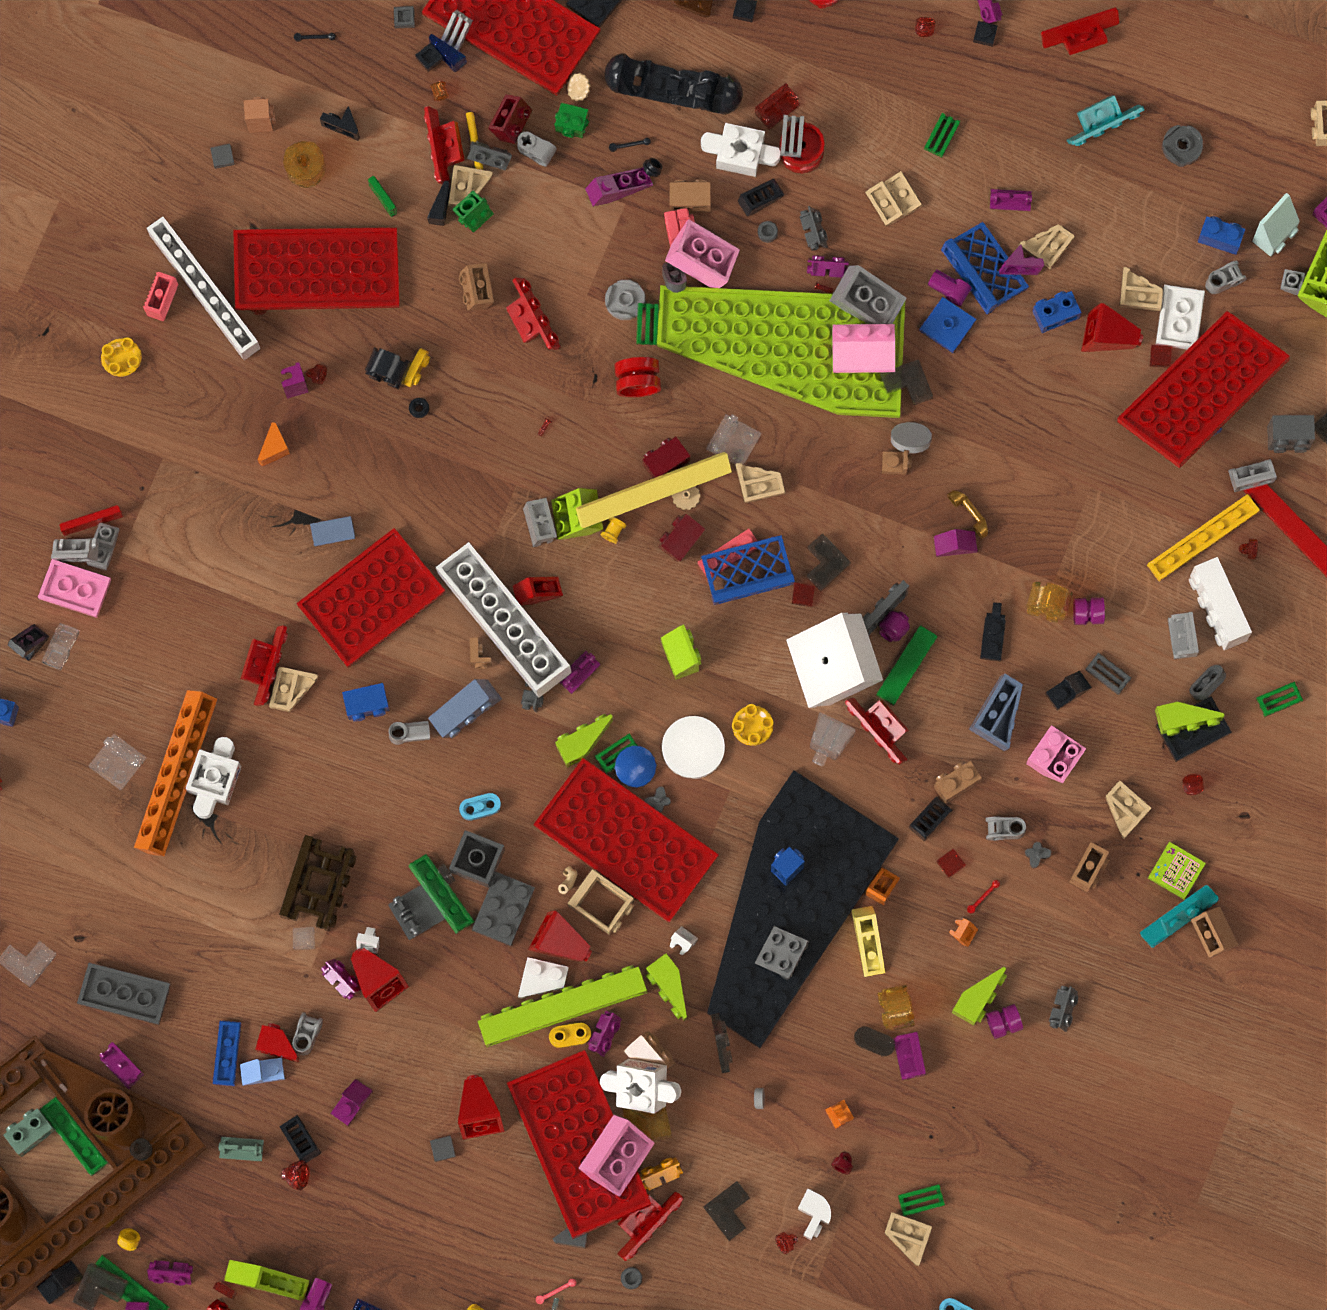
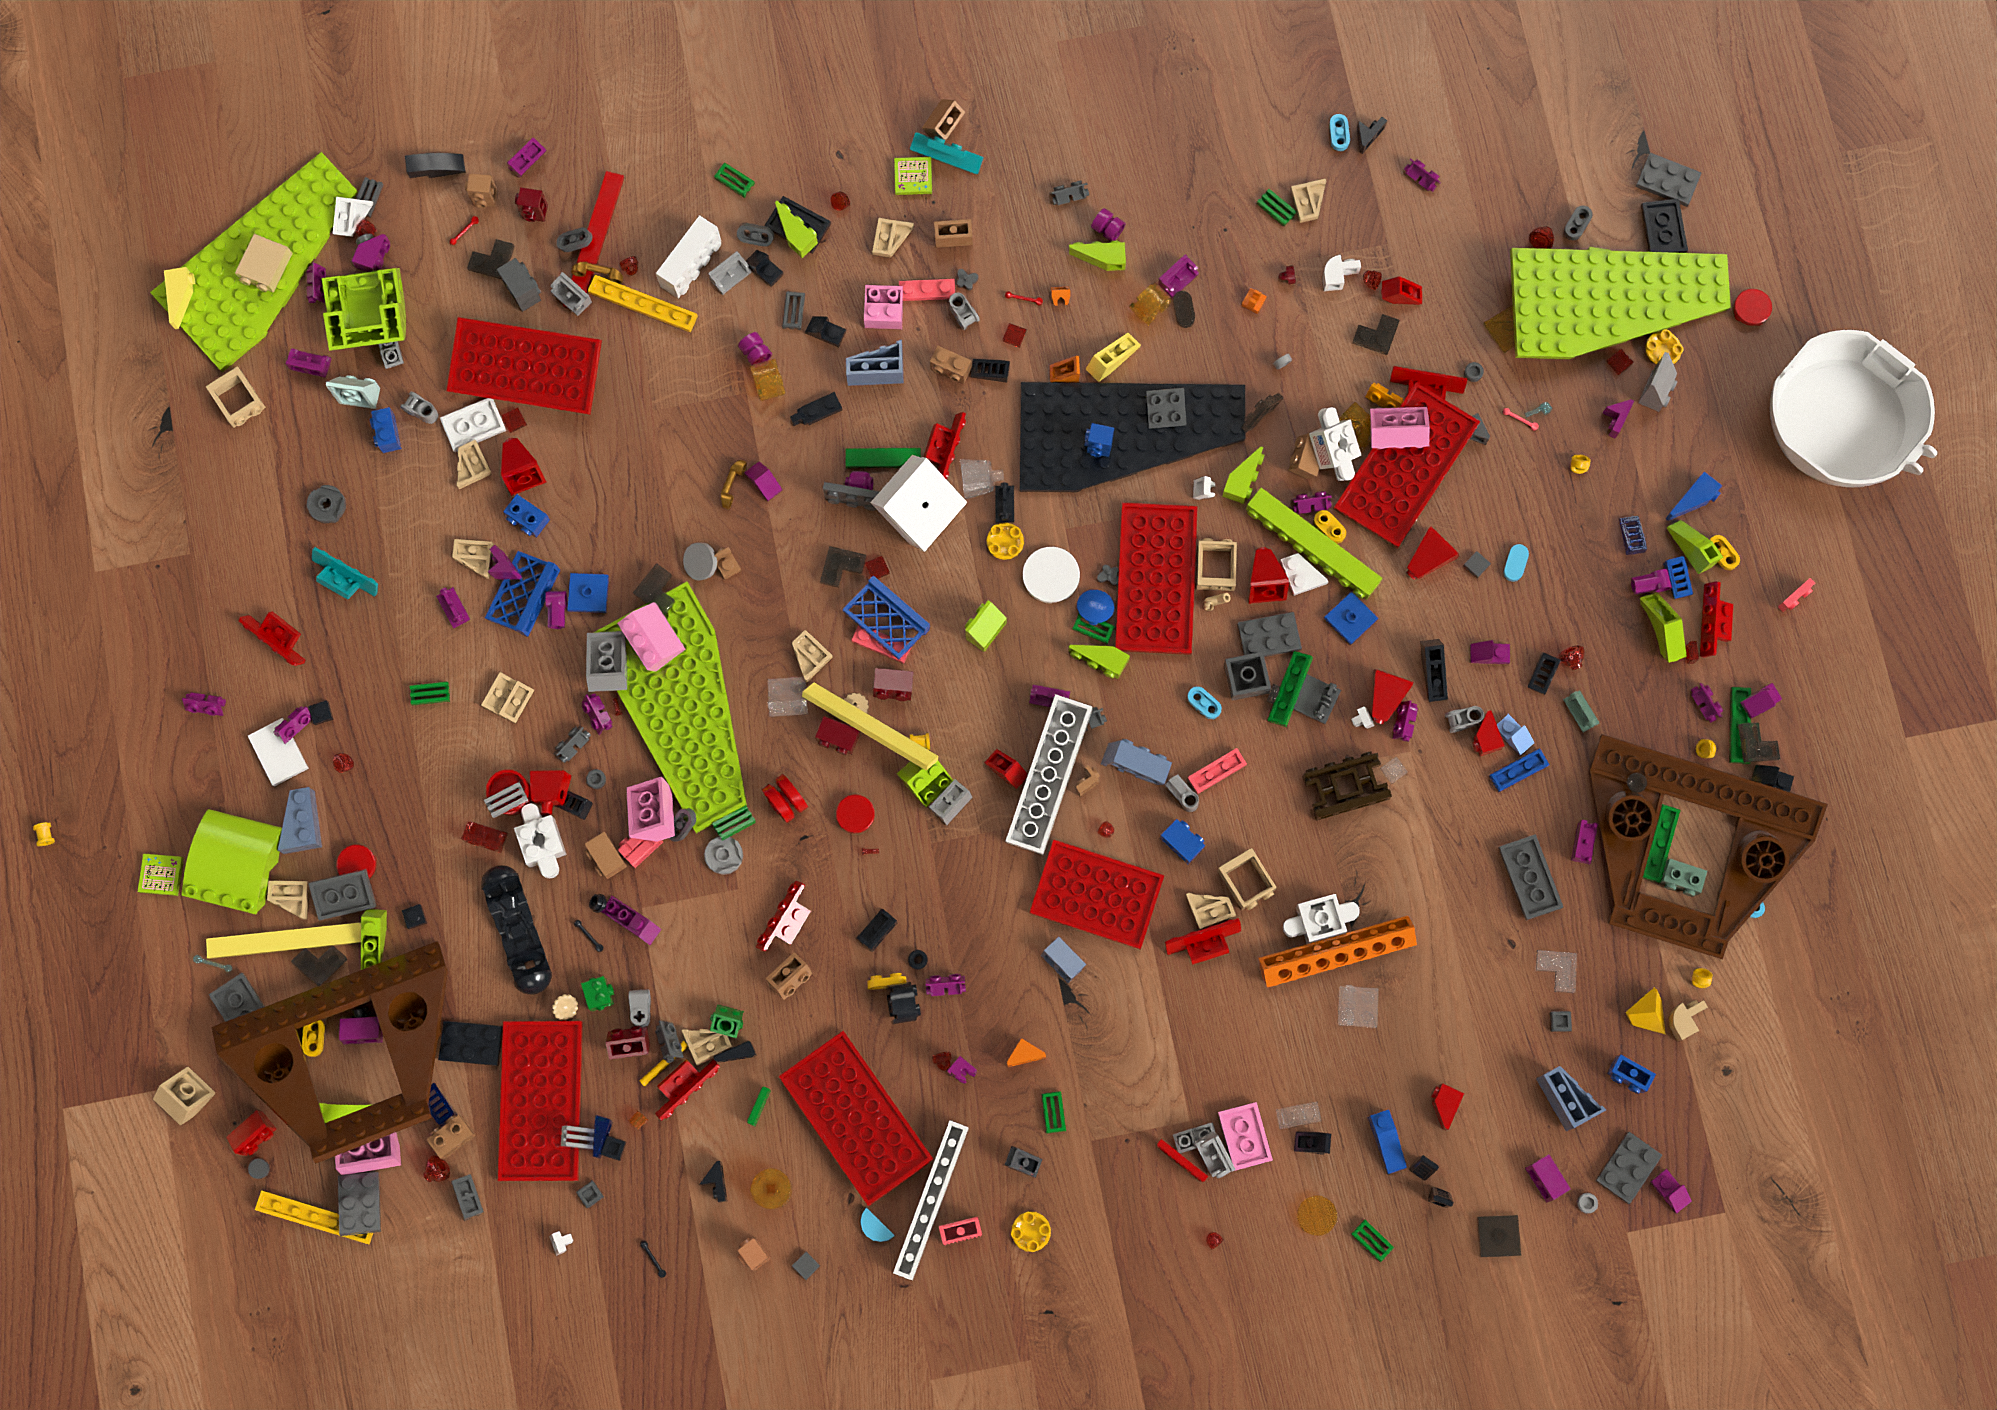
camera: 125 degrees left, 0 degrees up
(7, 505) = (1213, 1240): none -> clear red hinge
(183, 385) = (1023, 1162): none -> black slope
(214, 230) = (874, 1227): none -> medium azure tile
(223, 448) = (1055, 1129): none -> green tile
(315, 737) = (1235, 863): none -> tan window
(370, 1037) = (1434, 669): none -> black slope
(386, 409) = (938, 984): none -> magenta hinge
(409, 776) = (1217, 771): none -> coral plate
(420, 1187) = (1516, 562): none -> medium azure tile
(423, 643) = (1106, 829): none -> clear red hinge
(468, 388) = (877, 930): none -> black hinge
(470, 995) = (1351, 618): none -> blue plate
(585, 433) = (855, 814): none -> red tile
(754, 1261) = (1401, 291): none -> red slope
(782, 182) = (549, 788): none -> red torso
(789, 748) = (1004, 503): none -> black hinge
(1049, 811) = (927, 289): none -> coral plate
(1172, 671) = (764, 268): none -> black slope
(1248, 527) = (580, 270): none -> pearl gold bar
(1307, 513) = (574, 239): none -> dark grey plate

